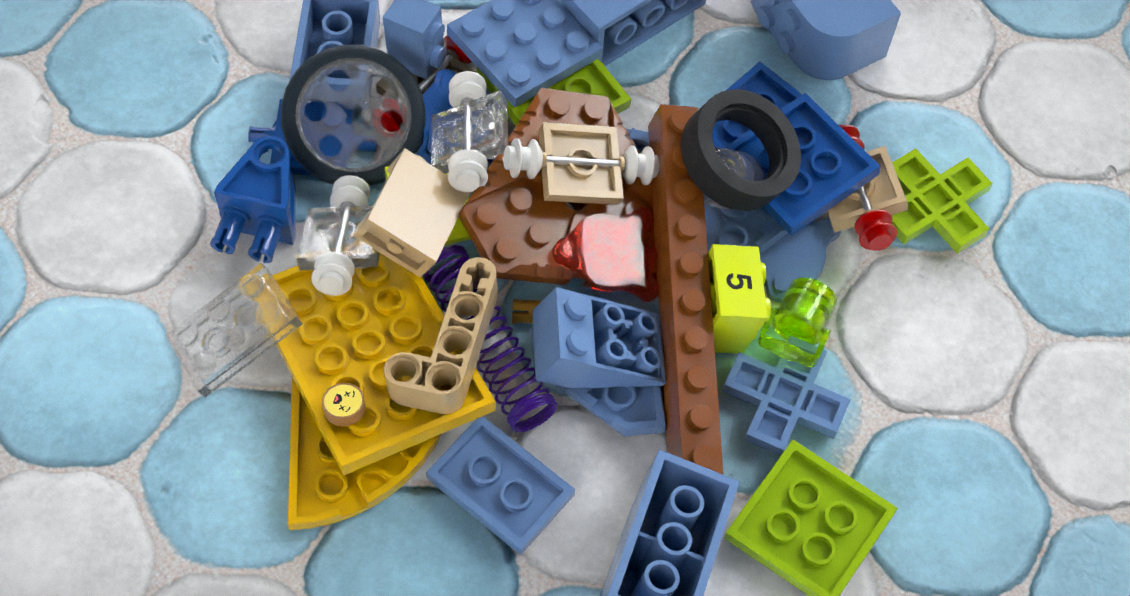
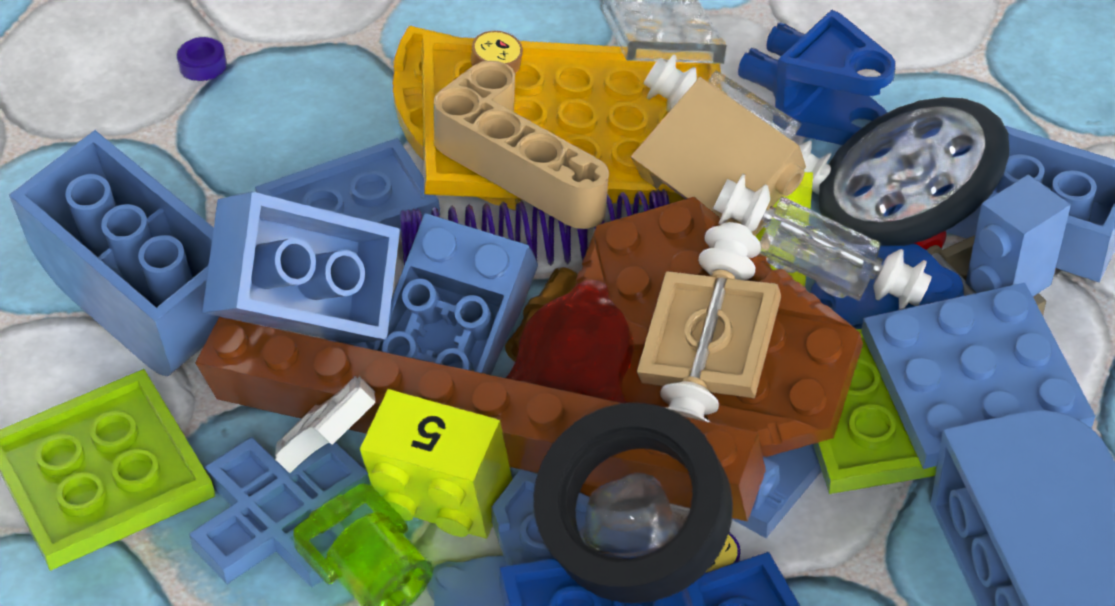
camera: 120 degrees right, 15 degrees down
(654, 408) = (301, 269): none -> medium blue brick
(740, 349) = (324, 423): none -> white tile

